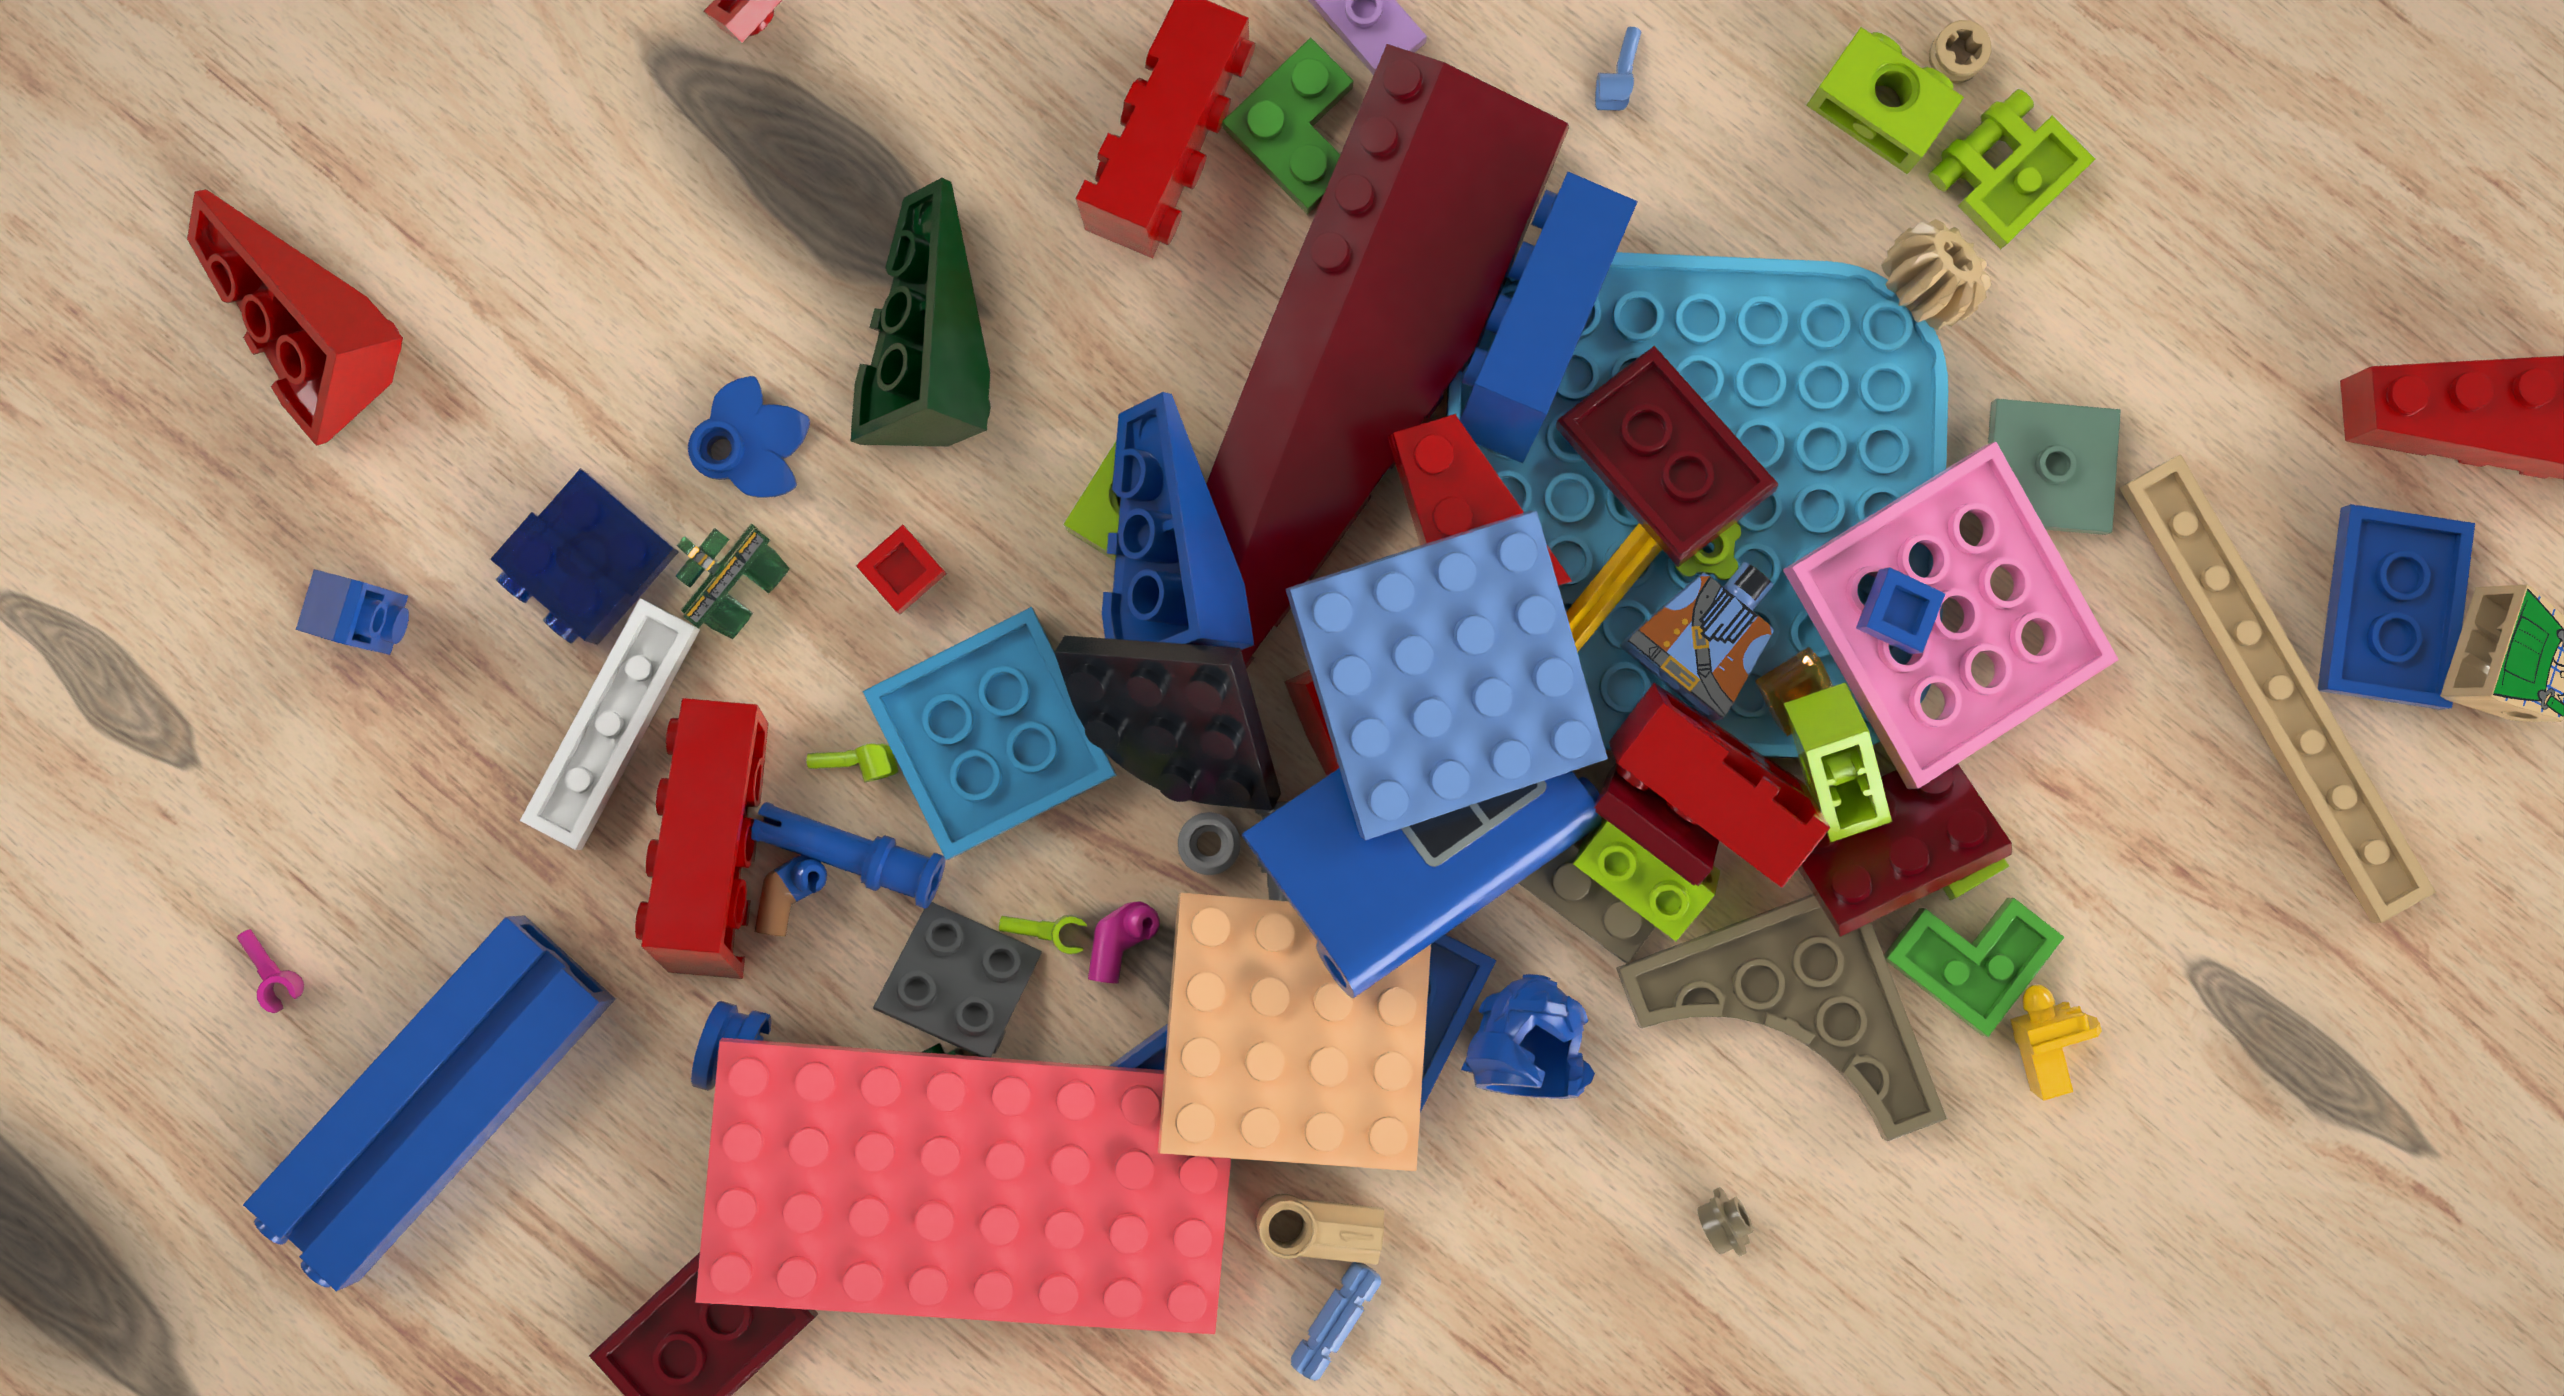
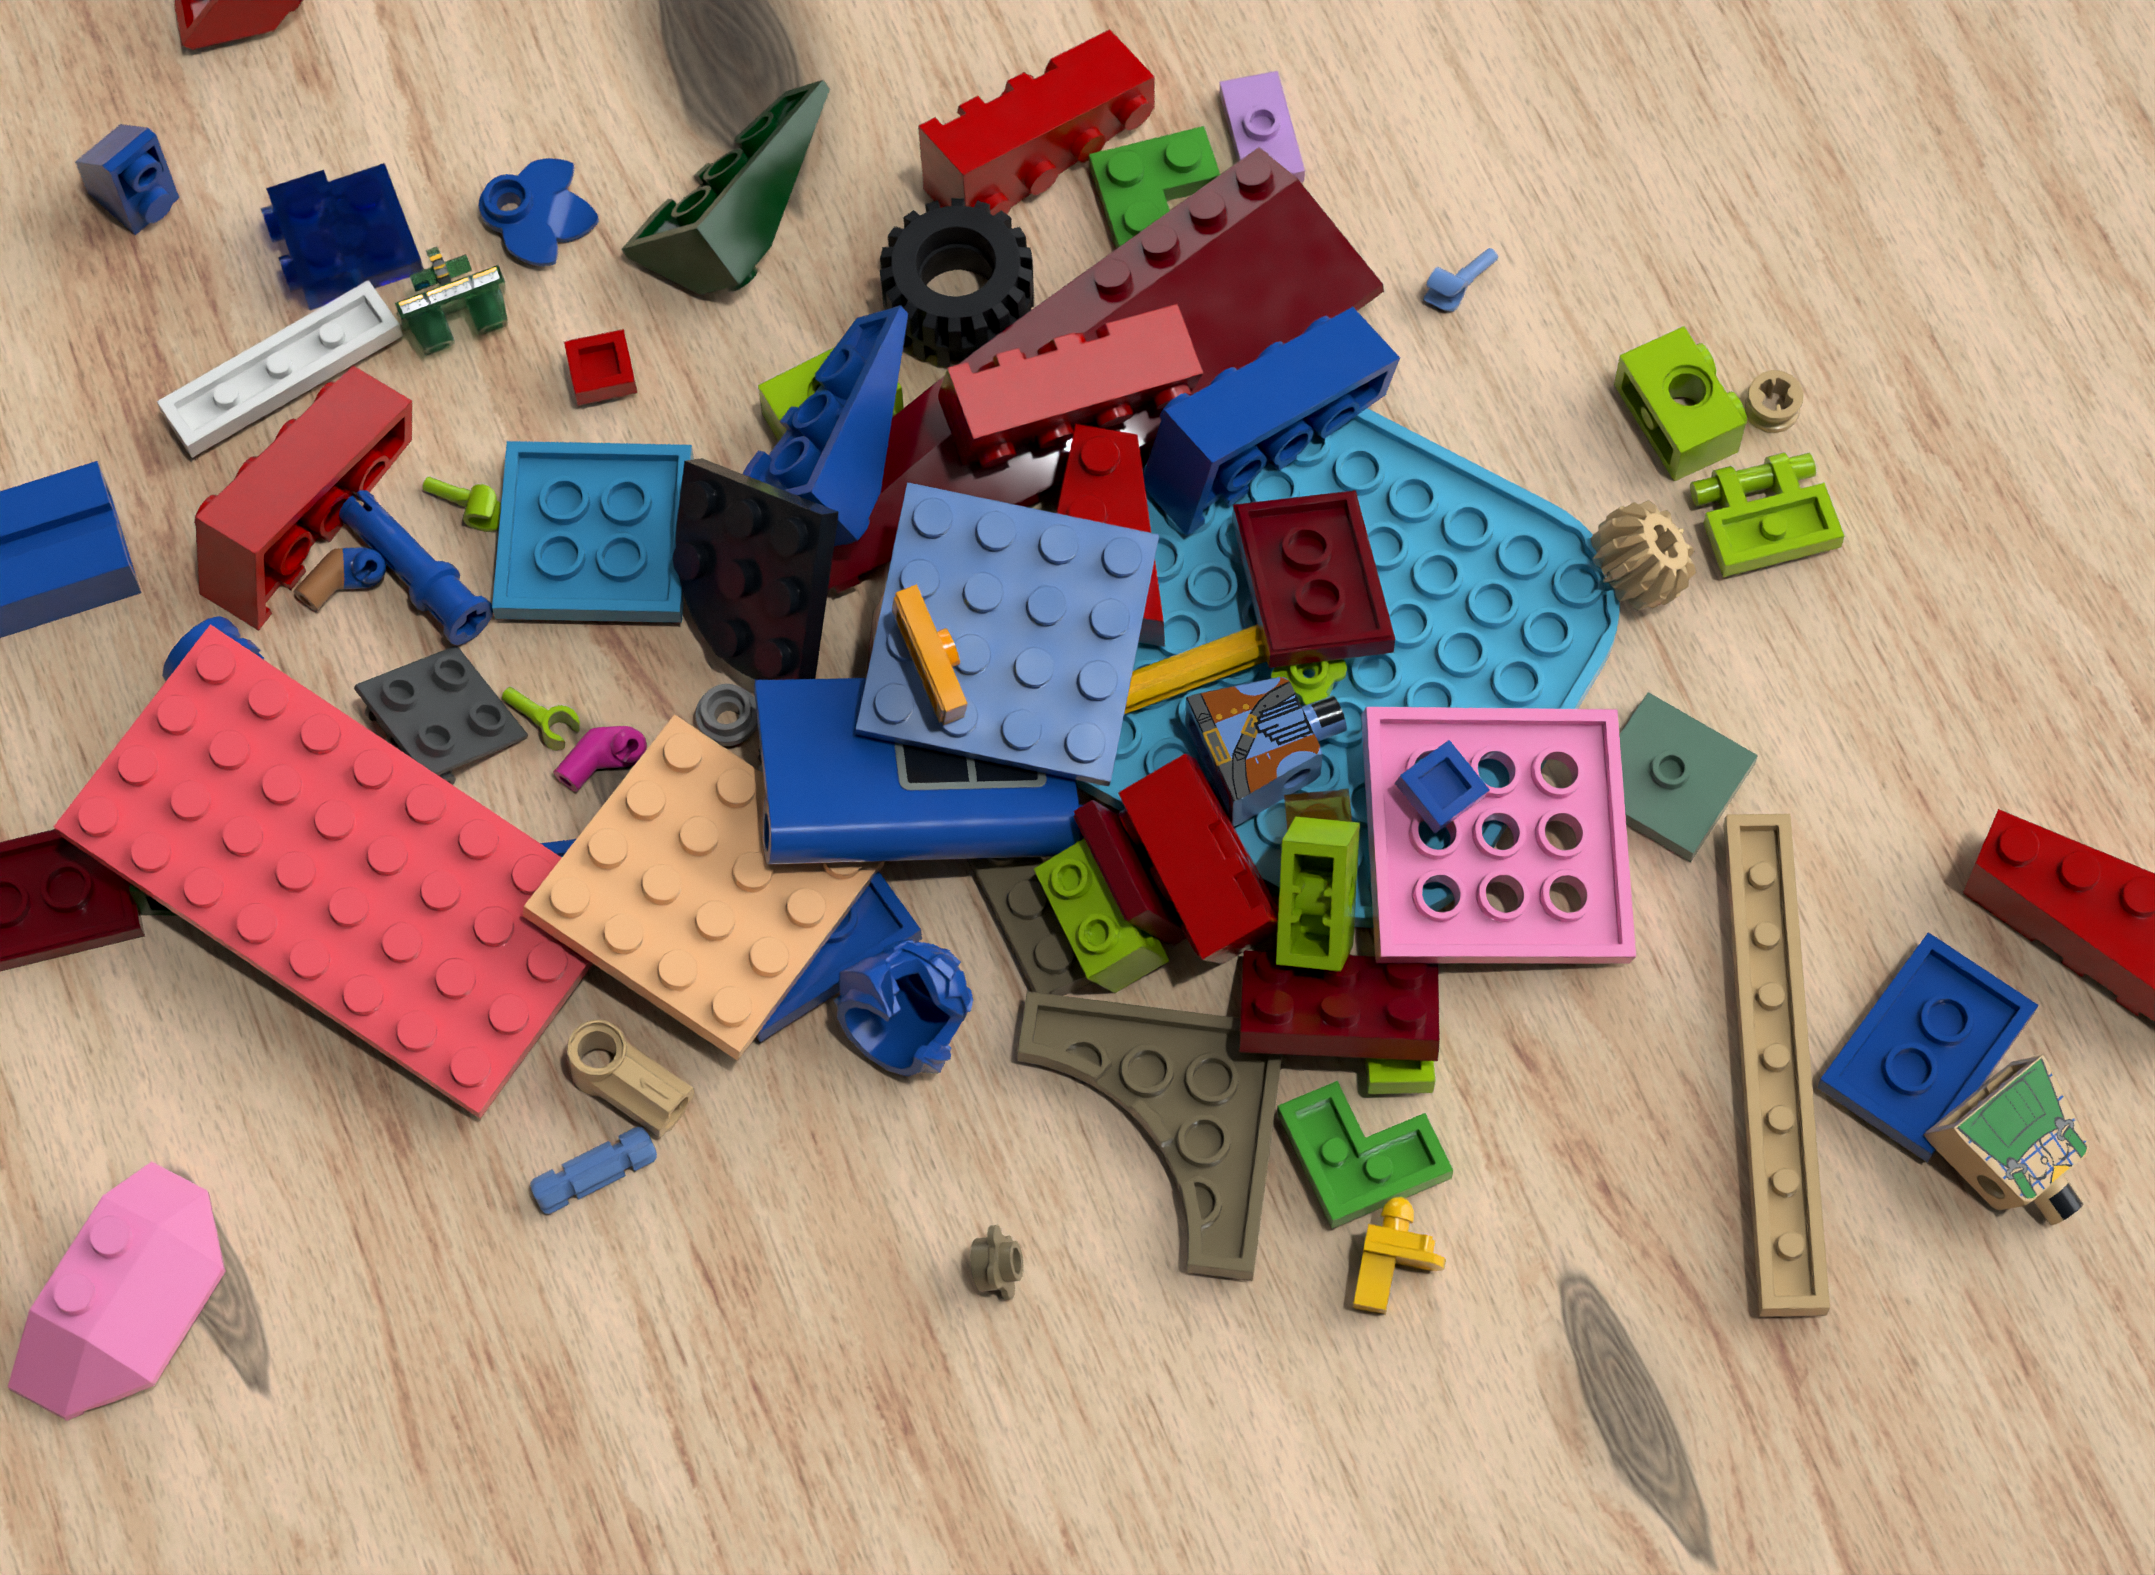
camera: 30 degrees right, 20 degrees down
(1171, 269) = (949, 241): none -> black tyre
(1361, 391) = (1068, 384): none -> wedge
(1410, 749) = (931, 653): none -> light orange plate

